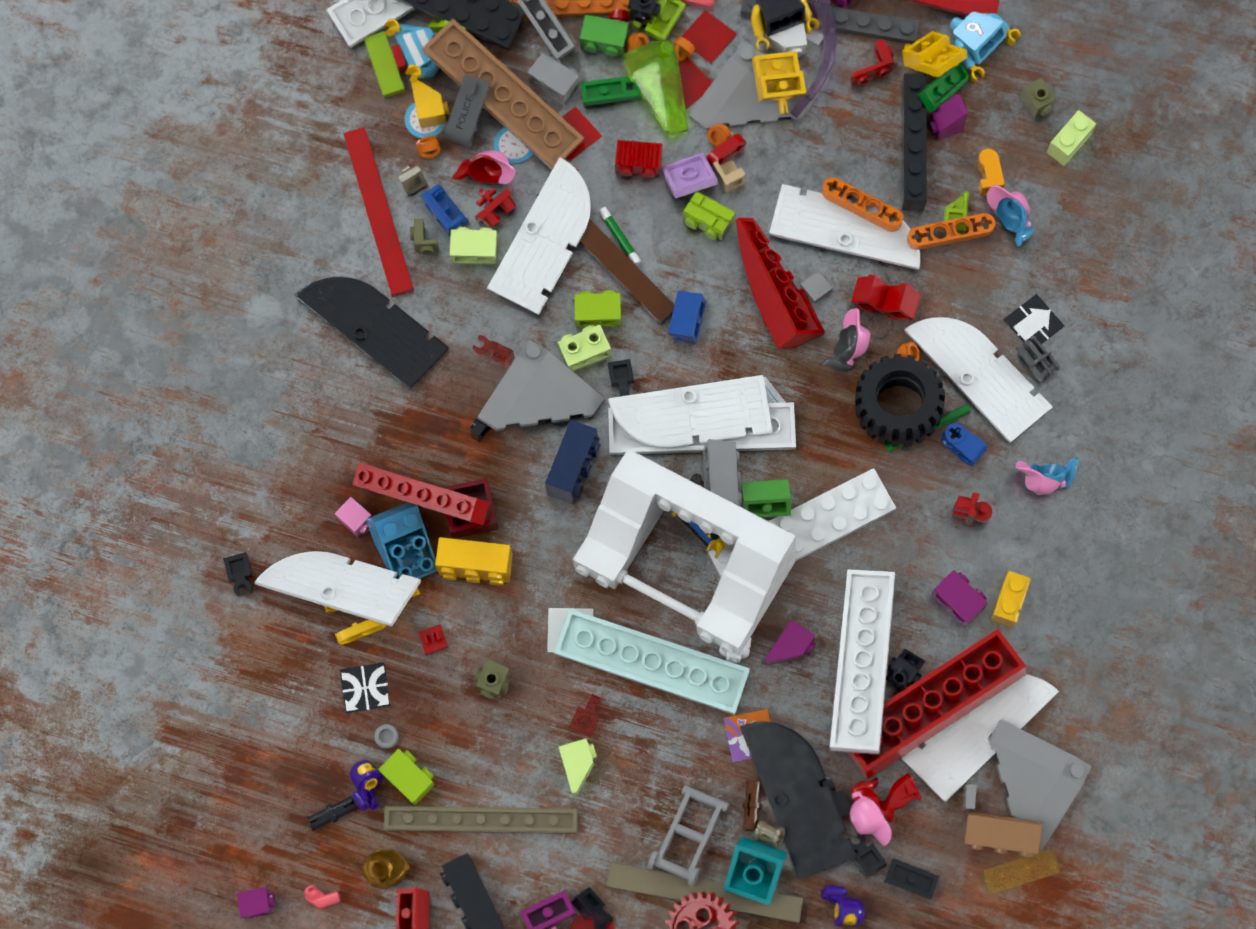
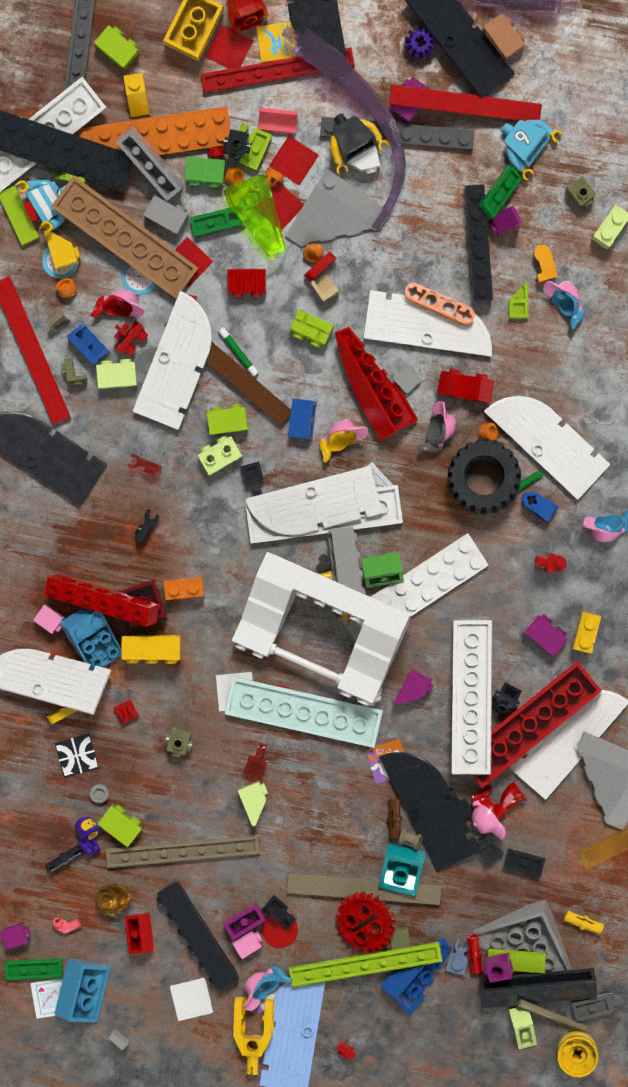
camera: 10 degrees left, 15 degrees up
(466, 112) = (96, 256): dark grey door -> none
(522, 497) = (184, 588): none -> orange brick
(538, 389) = (185, 498): light grey slope -> none
(572, 462) = (222, 557): dark blue brick -> none
(657, 857) = (353, 877): light grey piece -> none
(689, 175) = (291, 294): lavender tile -> none
(732, 339) = (340, 436): none -> hair
(778, 78) = (358, 201): yellow plate -> none
(846, 910) = (475, 891): dark purple piece -> none
(885, 58) = (447, 165): red bracket -> none
(933, 54) = (488, 164): yellow plate -> none
(950, 228) = (516, 324): orange beam -> none
(969, 797) = (564, 794): light grey tile -> none
(1003, 833) = (593, 821): medium nougat brick -> none
(1034, 319) = (590, 392): sticker -> none
(1036, 355) = (596, 427): dark grey arm -> none

